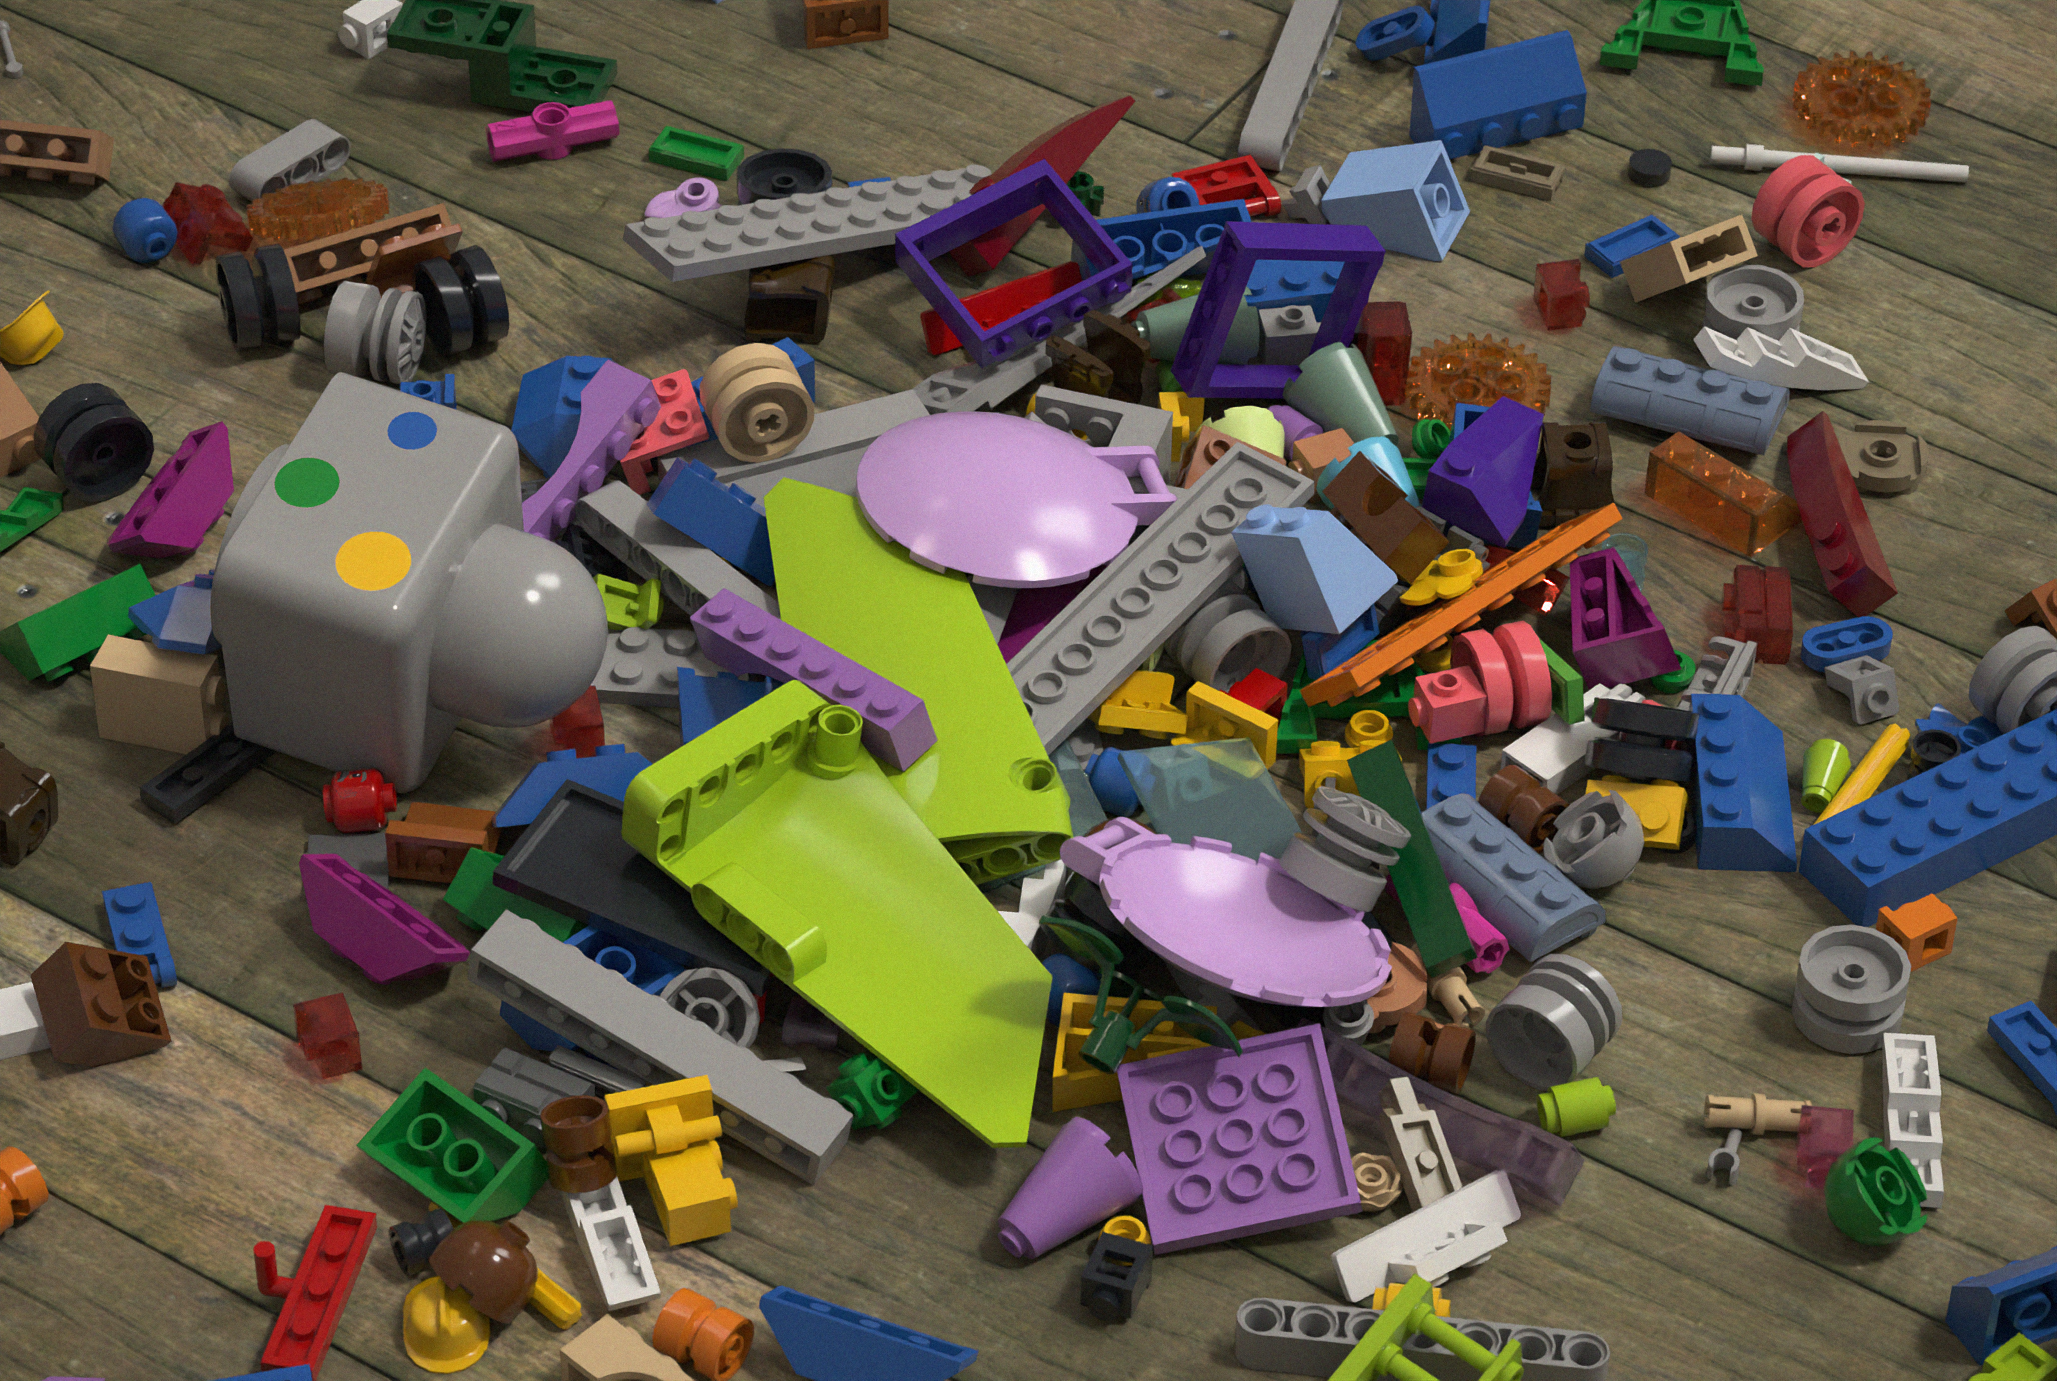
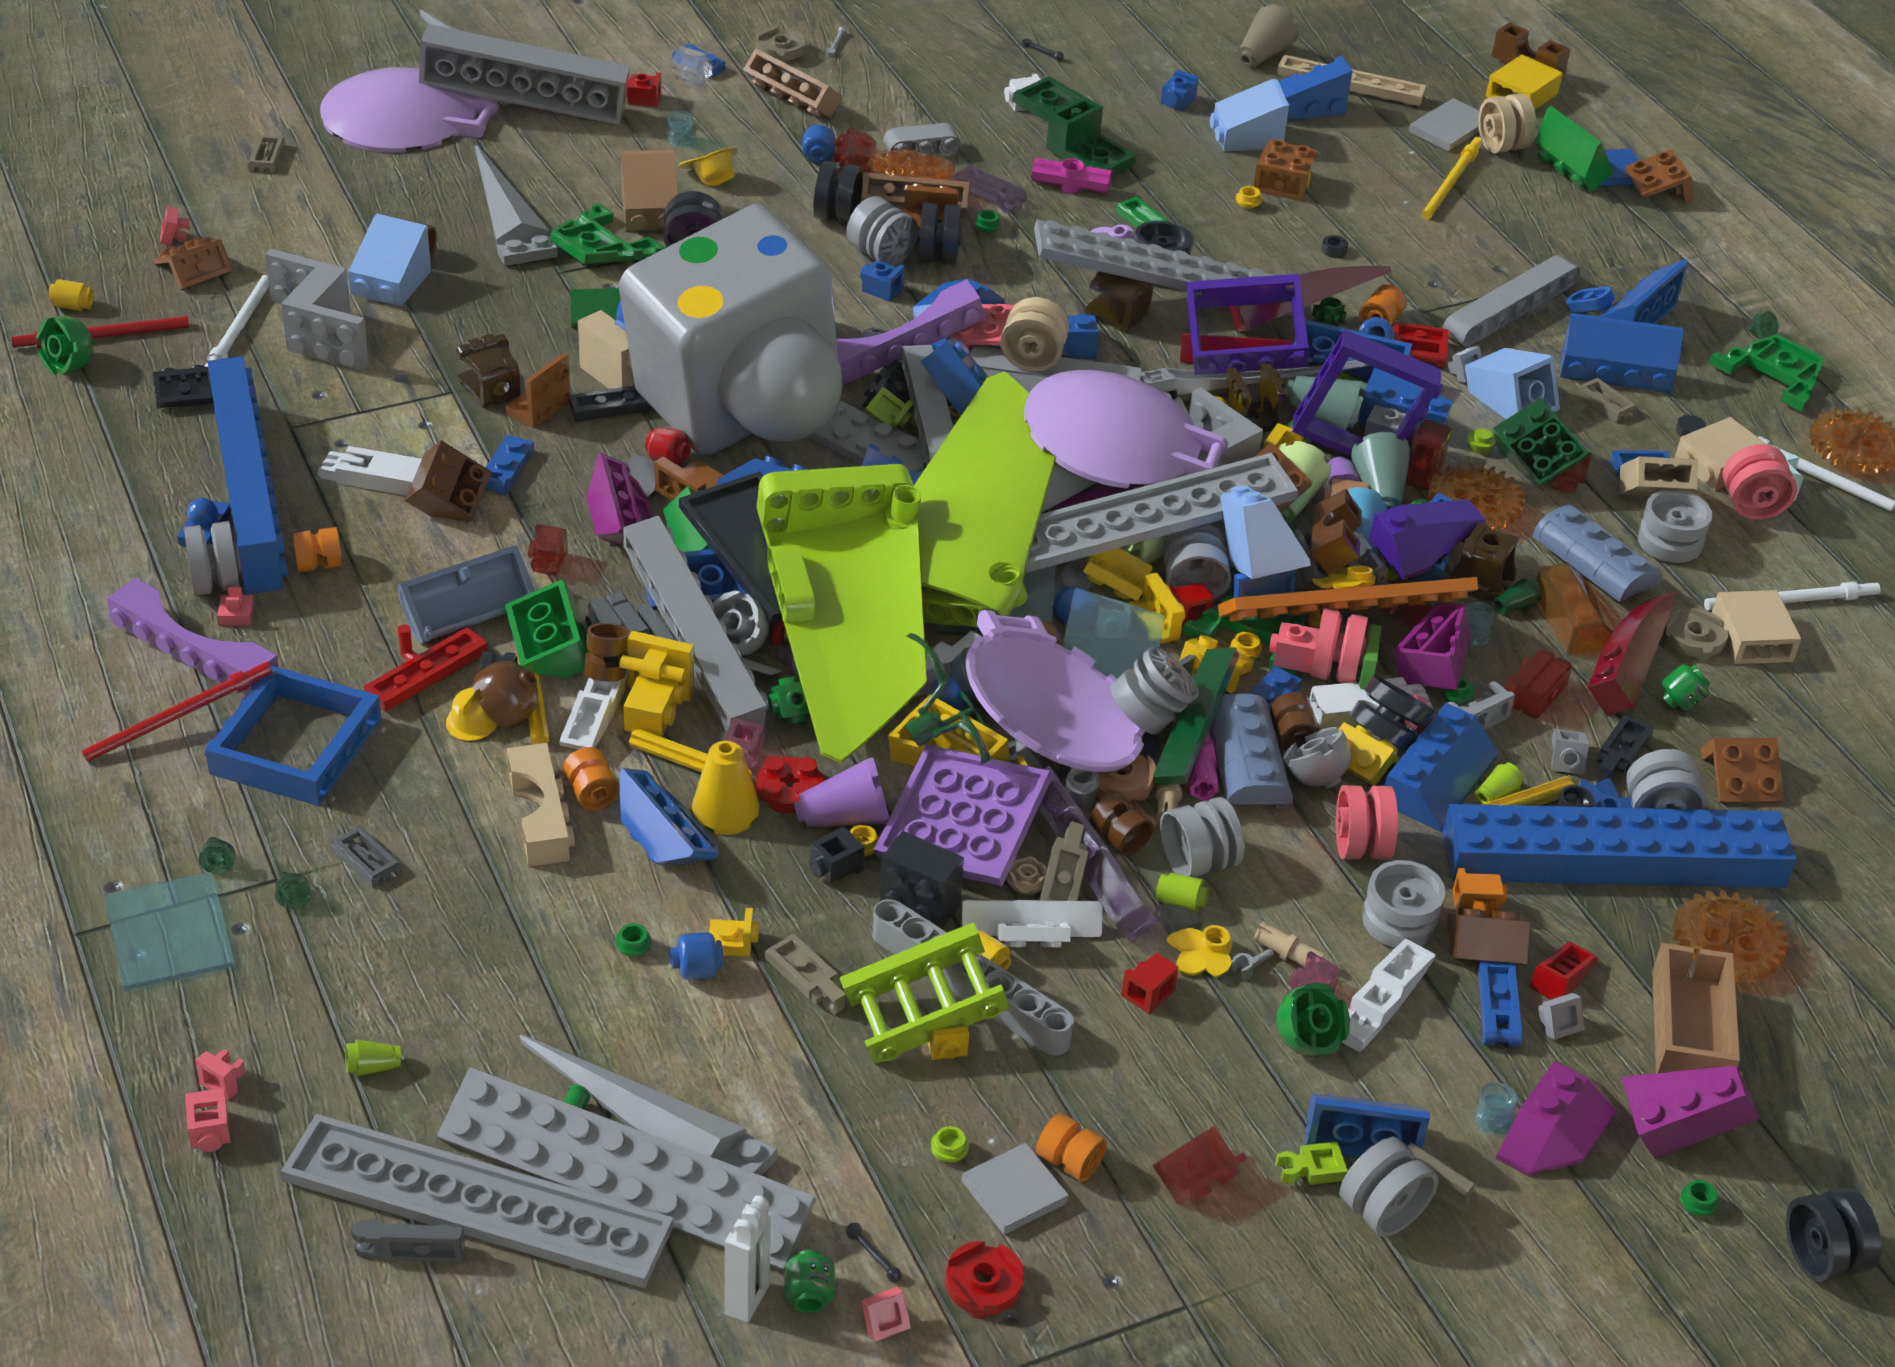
camera: 30 degrees right, 0 degrees up
(100, 810) = (545, 394): none -> dark orange bracket
(286, 1159) = (464, 593): none -> sand blue container
(462, 197) = (992, 188): none -> clear purple plate
(497, 249) = (987, 221): none -> green plate
(580, 726) = (817, 453): clear red brick -> none
(754, 641) = (927, 473): medium lavender arch -> none
(796, 1240) = (668, 750): none -> yellow axle
(819, 62) = (1249, 197): none -> yellow plate
(859, 1188) = (749, 737): none -> clear pink brick
(903, 1262) = (725, 791): none -> yellow cone
(952, 1187) = (777, 772): none -> red plate
(992, 91) = (1334, 246): none -> black tile
(1141, 156) = (1385, 303): none -> orange wheel
(1264, 1250) = (922, 878): none -> black brick
(1419, 300) = (1481, 441): none -> lime plate
(1509, 276) = (1538, 443): none -> dark green slope
(1599, 1146) = (1176, 918): none -> clear smoke tile
(1638, 1246) = (1150, 982): none -> red brick
(1643, 500) = (1521, 595): none -> dark green cone
(1659, 1172) = (1202, 950): none -> yellow plate
(1716, 183) = (1714, 447): none -> tan brick
(1728, 902) = (1366, 822): none -> coral wheel
(1790, 362) = (1680, 559): white slope -> none
(1846, 641) = (1579, 719): blue plate -> none
(1921, 654) = (1622, 747): none -> black hinge
(1935, 537) = (1685, 687): none -> green head
(1950, 411) = (1757, 627): none -> tan brick
(1974, 980) = (1488, 938): none -> reddish brown slope
(2003, 318) = (1846, 591): none -> white bar

